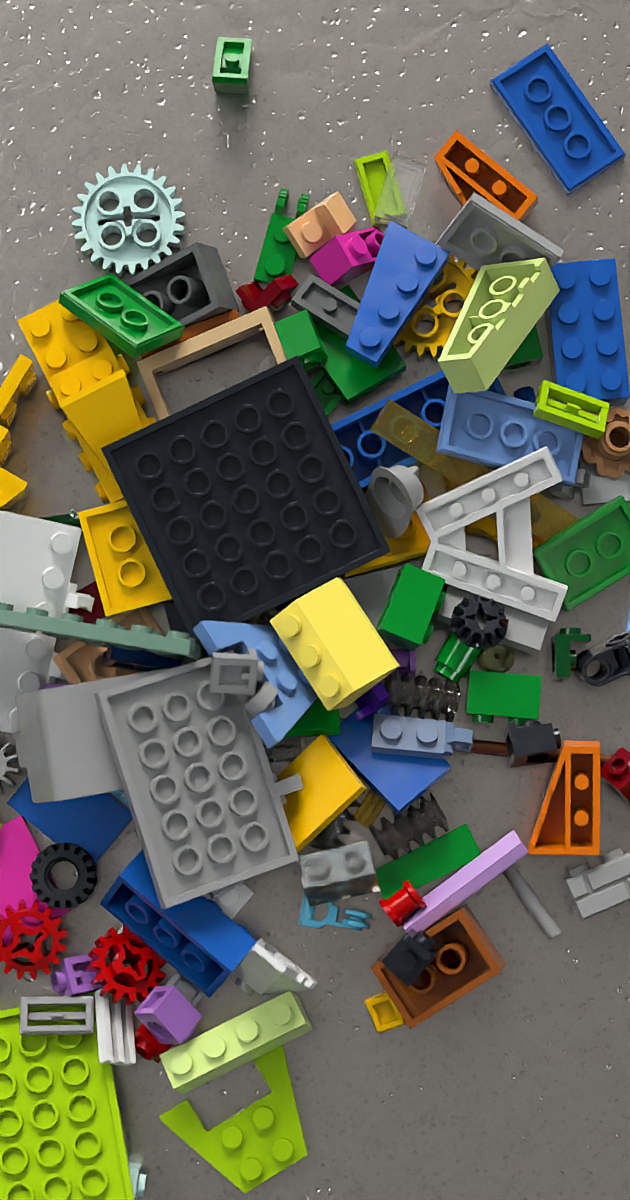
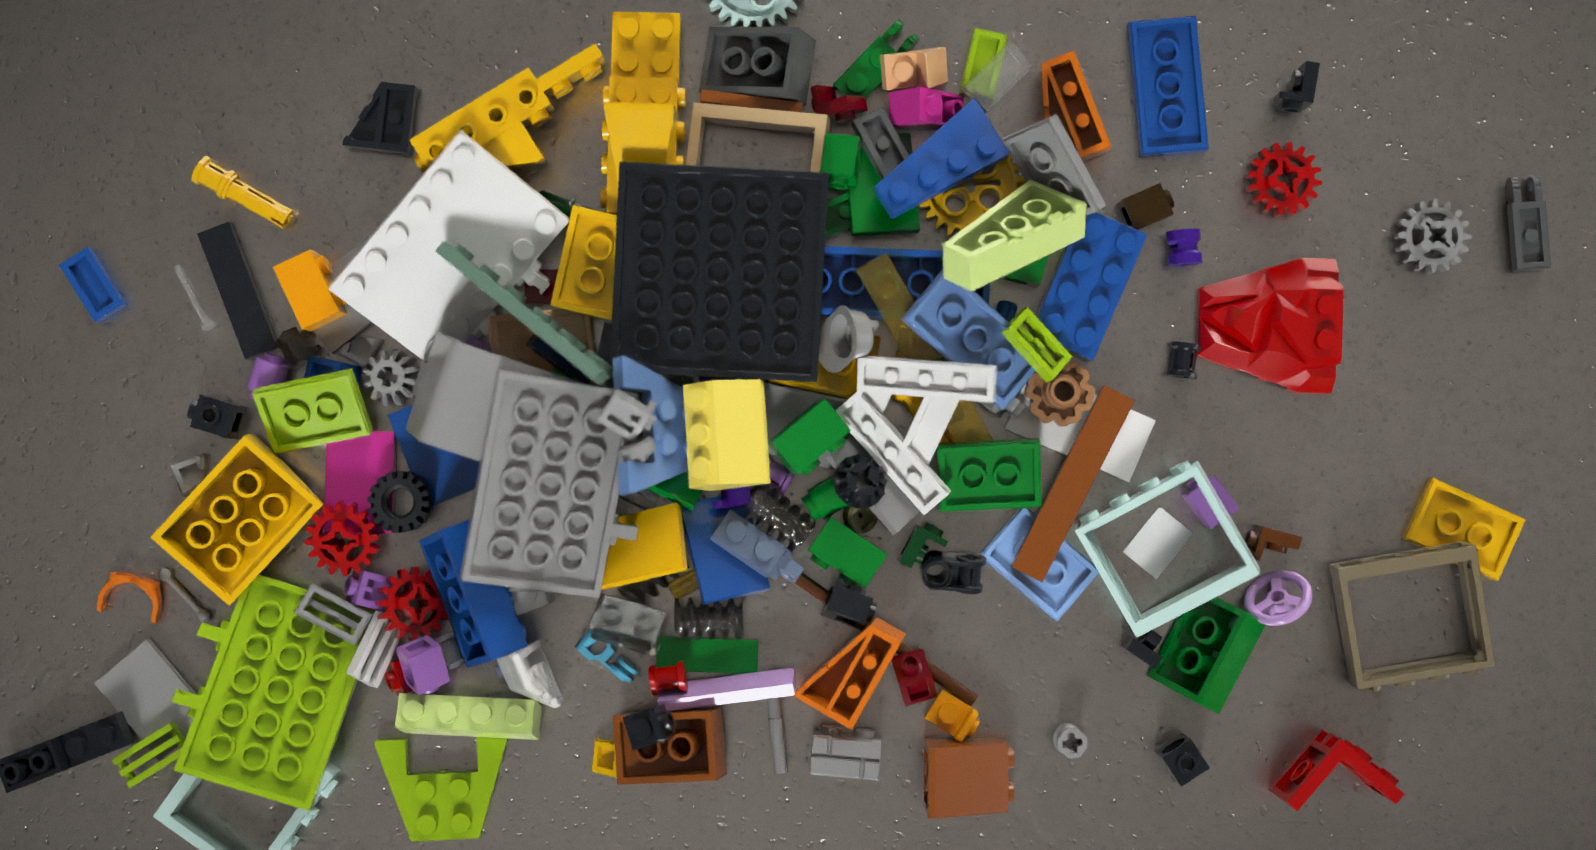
camera: 30 degrees right, 5 degrees up
(121, 315) = (701, 55): green tile -> none
(600, 235) = (1146, 207): none -> dark brown brick

